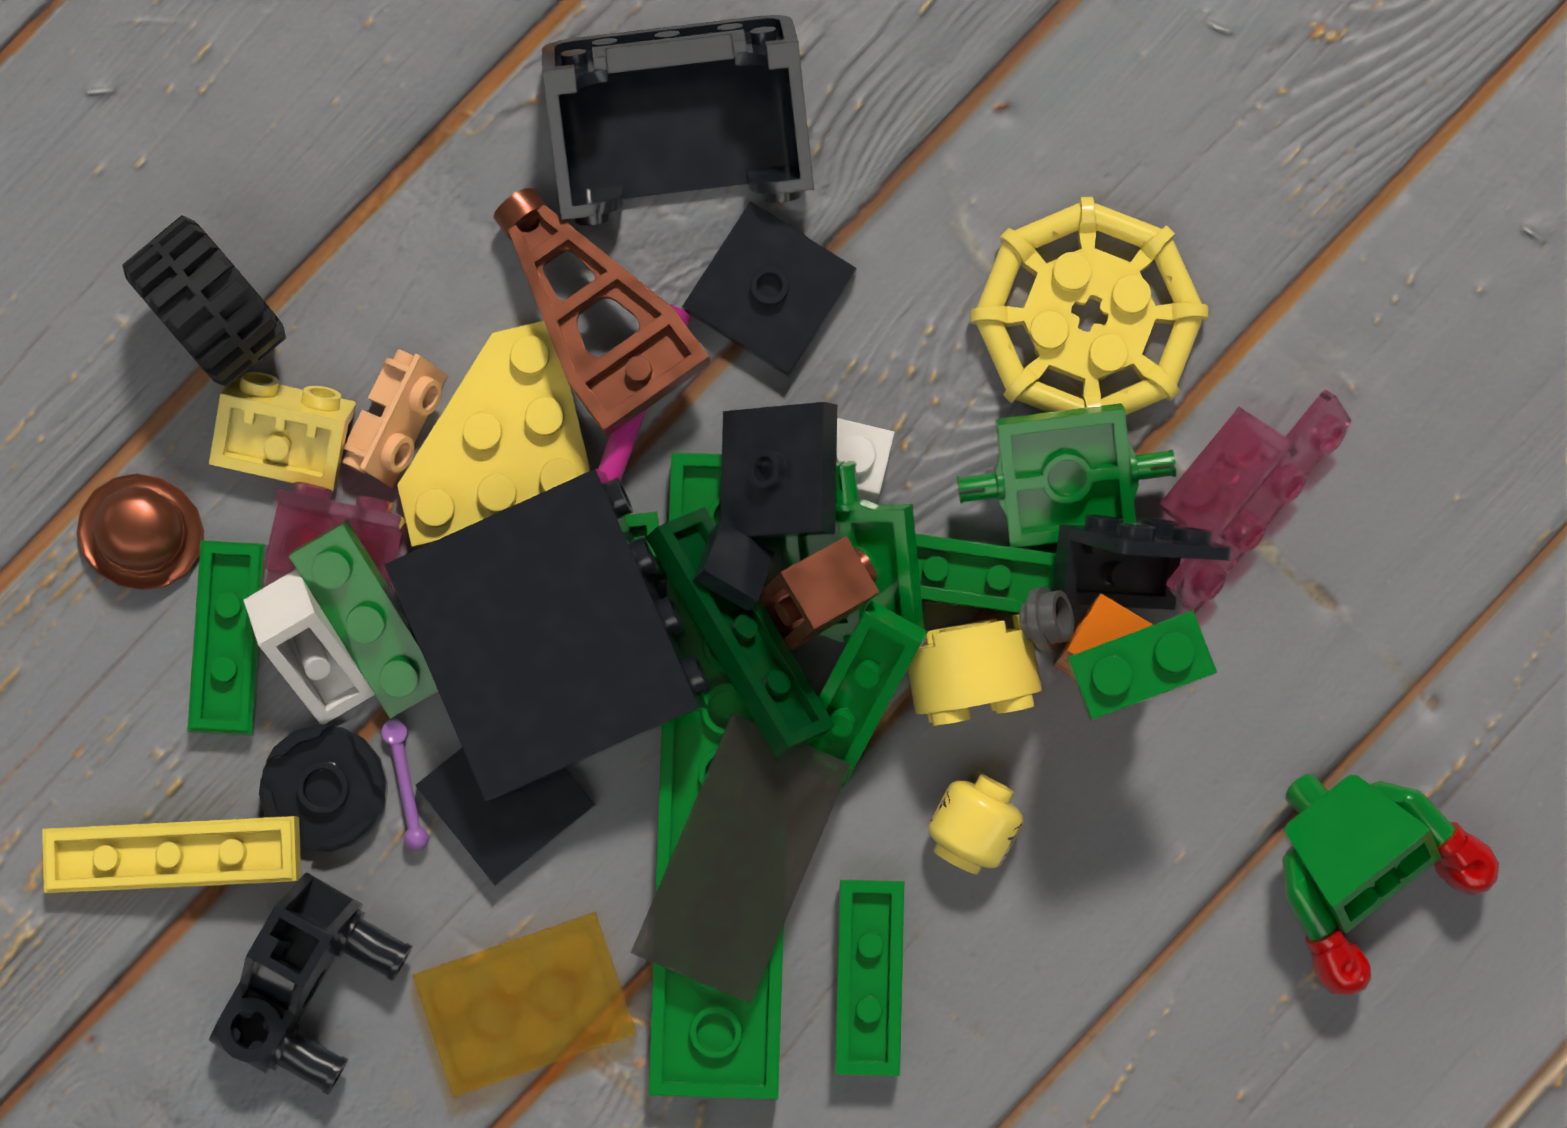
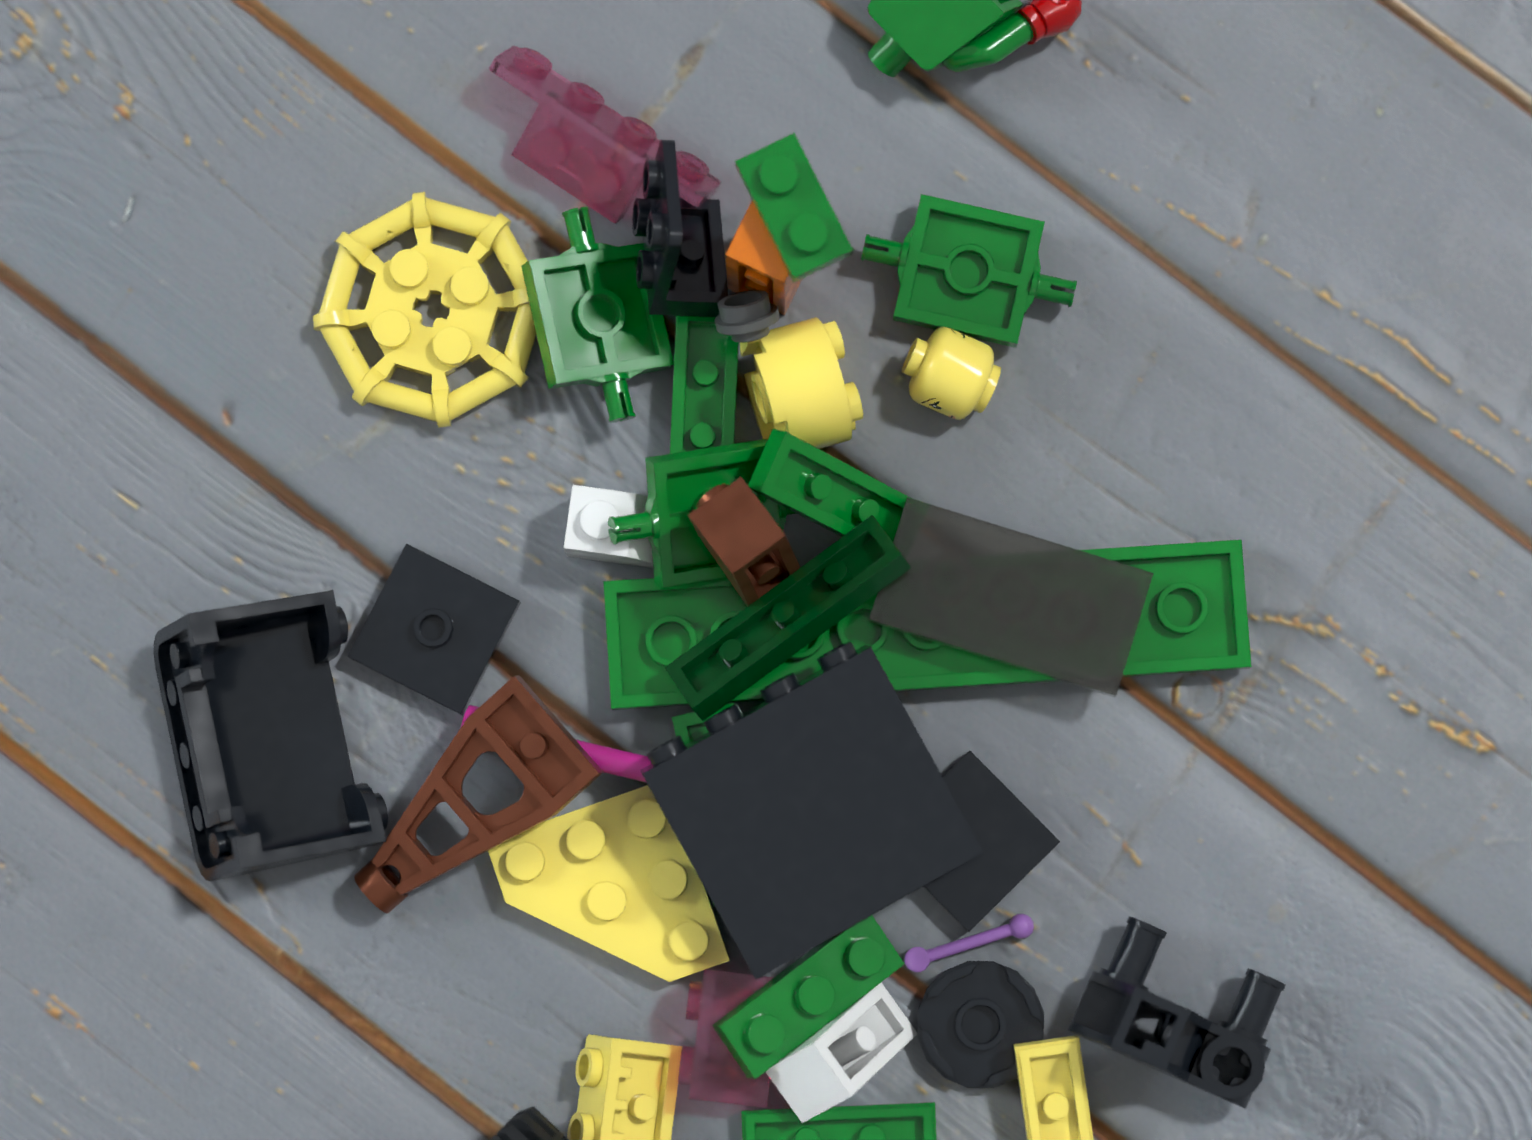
camera: 90 degrees left, 0 degrees up
(385, 444) = (628, 998): light nougat hinge -> none
(524, 1004) = (1173, 800): clear yellow plate -> none
(734, 566) = (723, 629): black tile -> none
(780, 470) = (624, 594): black plate -> none
(869, 977) = (1112, 463): green plate -> none
(1079, 853) = (968, 270): none -> green plate

